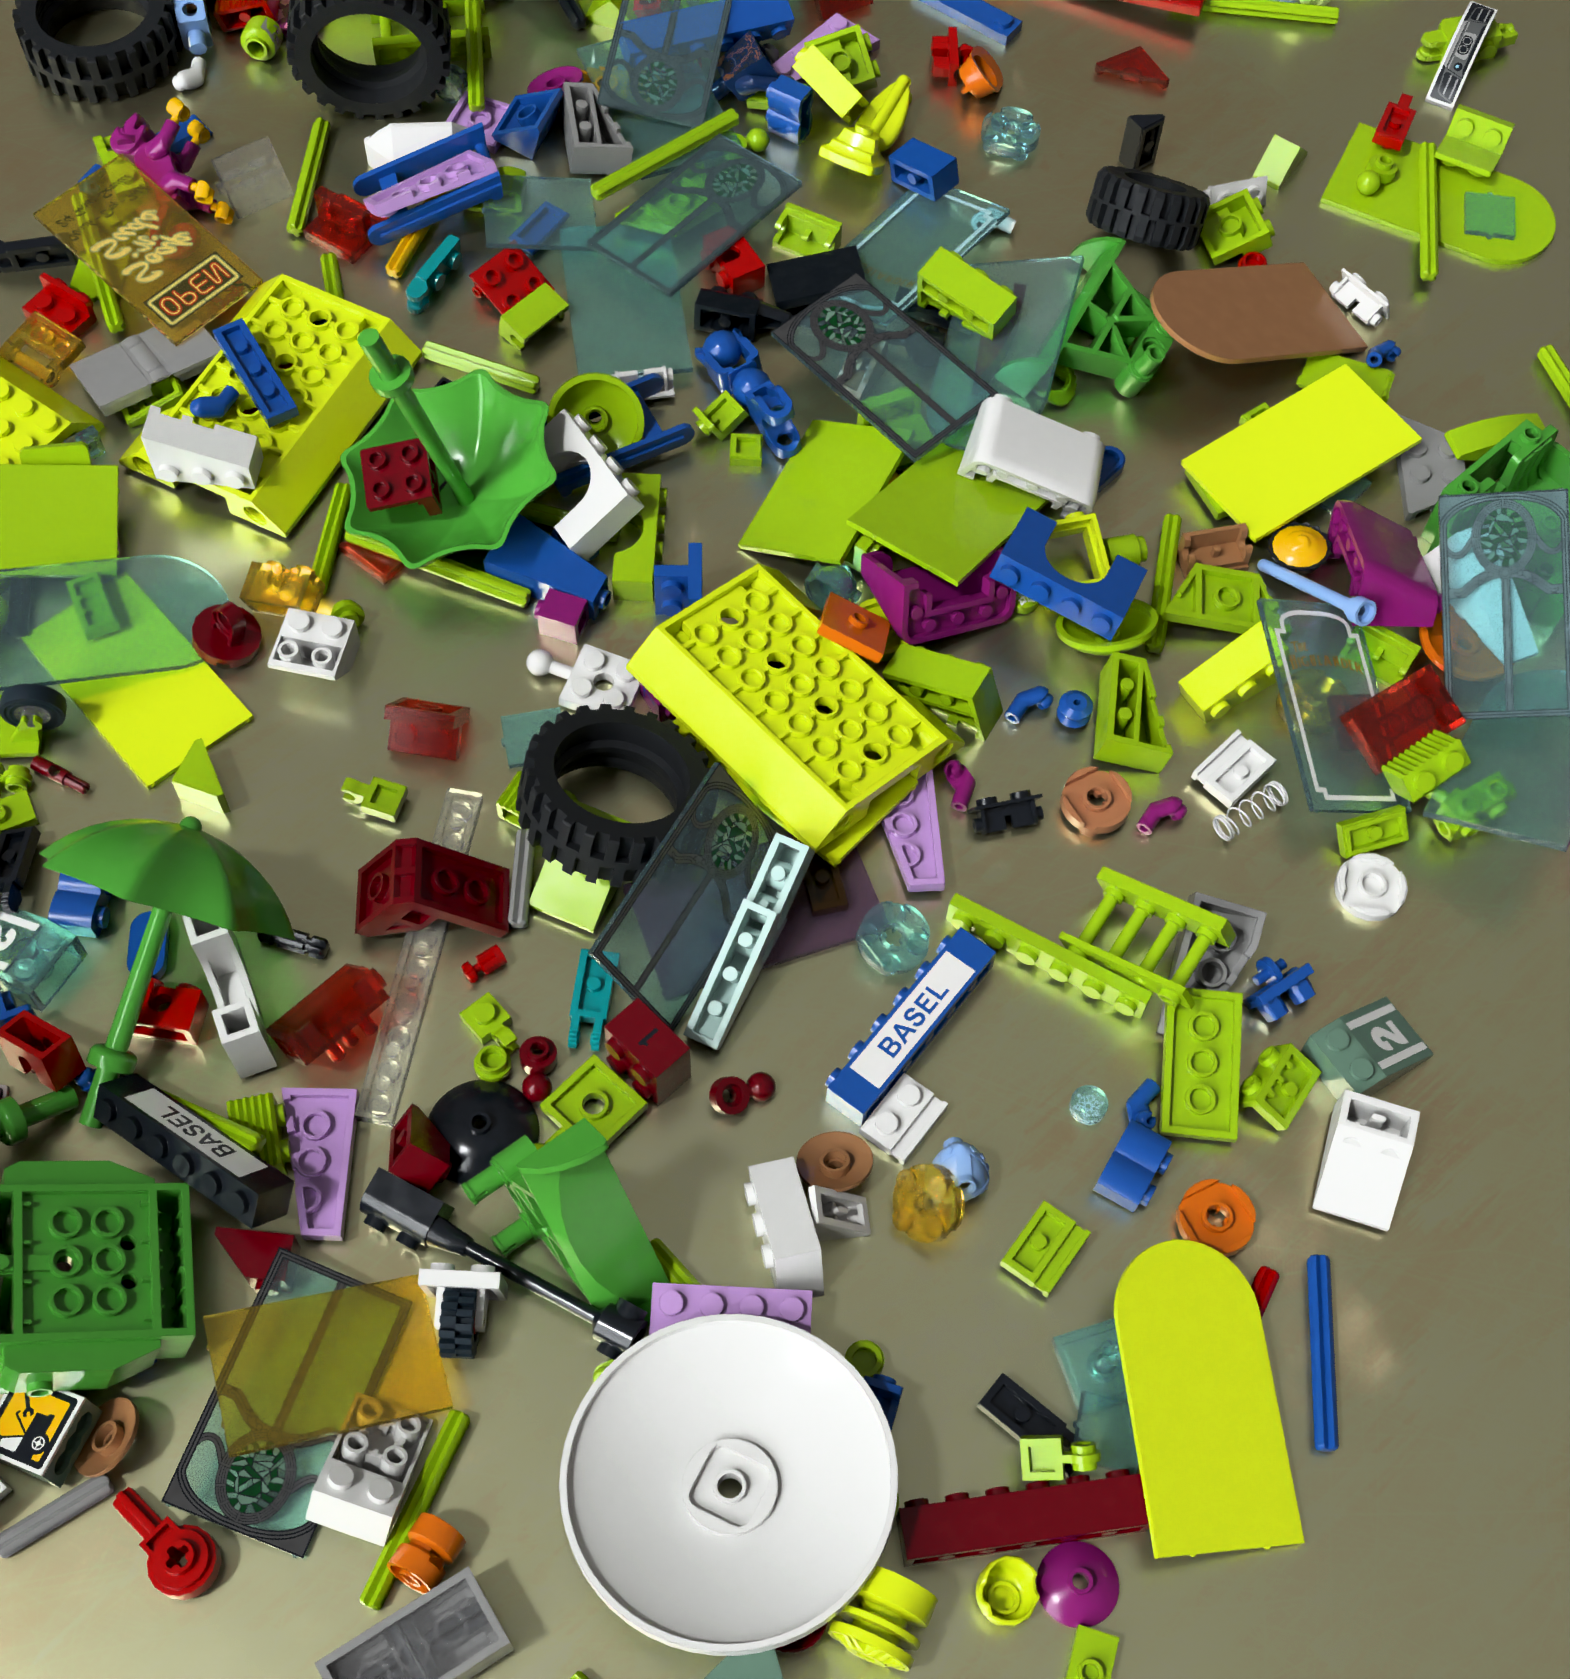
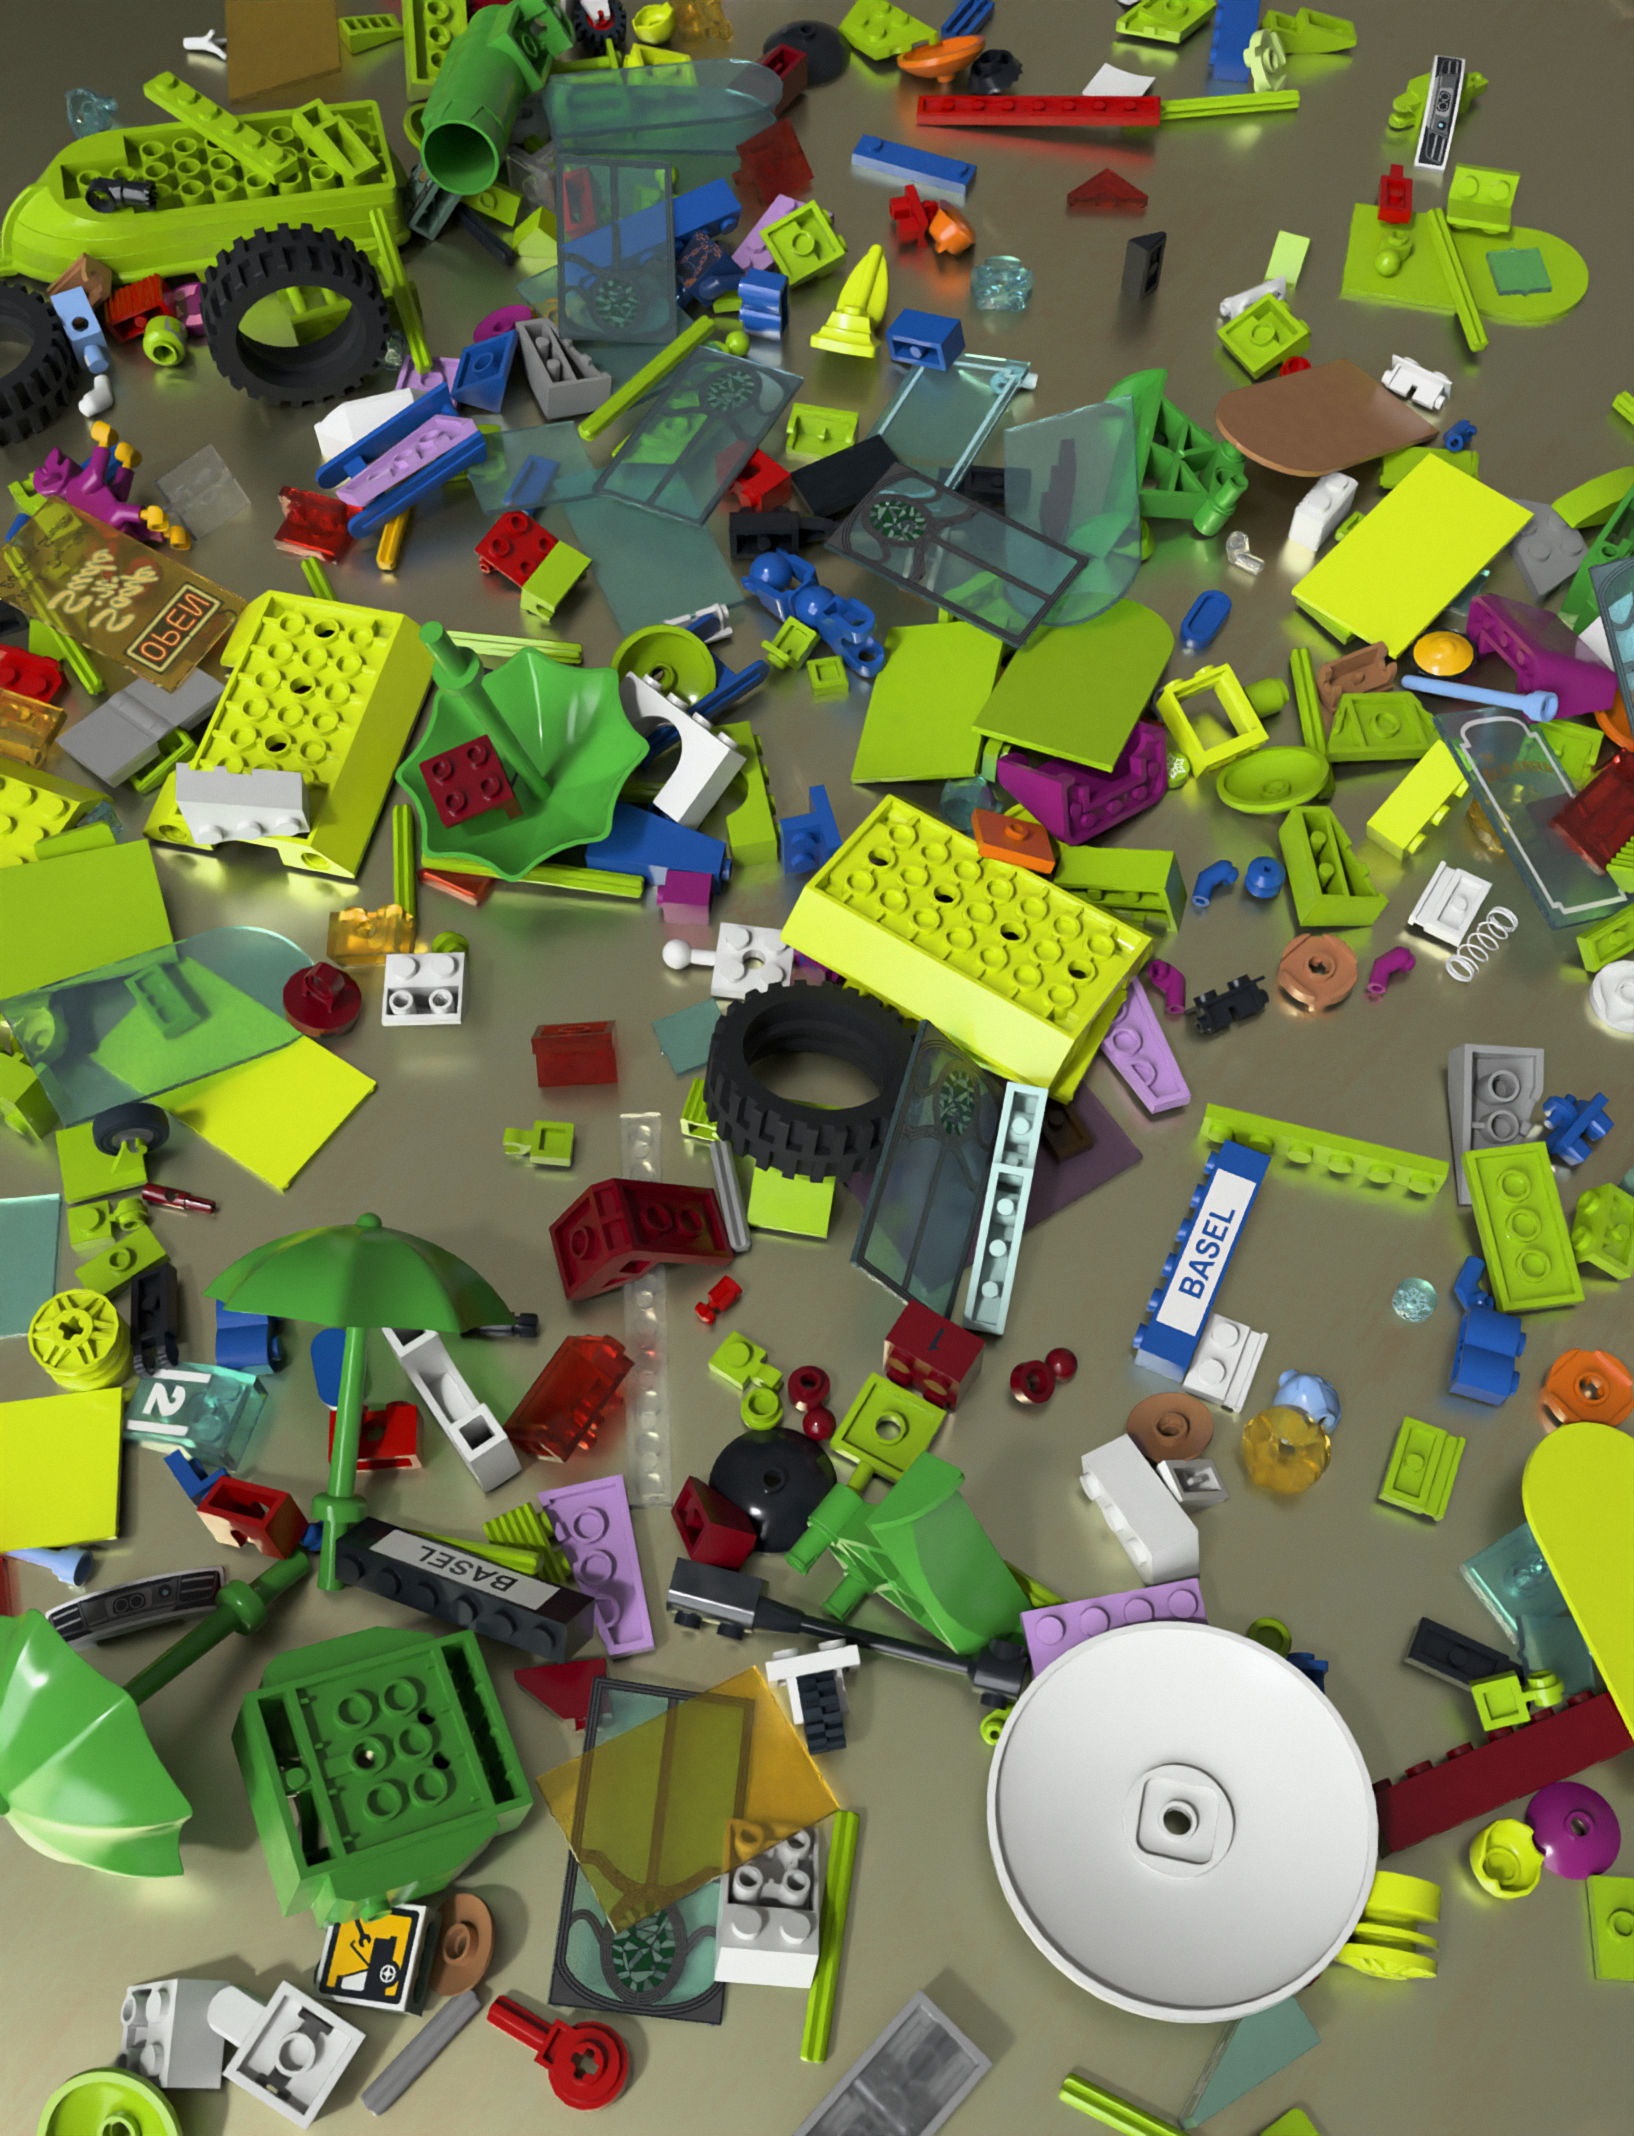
camera: 10 degrees left, 0 degrees up
(198, 781) = (340, 1170): lime slope -> none
(214, 406) = (238, 750): blue arm -> none
(255, 372) = (274, 703): blue plate -> none
(308, 177) = (261, 480): lime axle -> none
(430, 1548) = (860, 1992): orange wheel -> none
(433, 274) = (432, 557): teal hinge -> none
(590, 1001) = (847, 1308): teal hinge -> none
(830, 84) = (803, 267): neon yellow brick -> none
(886, 957) = (1132, 1174): clear light blue plate -> none
(965, 293) = (1019, 460): lime wedge -> none
(1034, 455) = (1144, 615): white windscreen -> none
(1092, 605) = (1182, 738): blue arch -> none
(1147, 208) = (1178, 332): black tyre -> none
(1147, 421) = (1239, 554): none -> clear arm
(1149, 902) = (1451, 1070): lime fence -> none
(1233, 395) = (1322, 510): none -> white brick

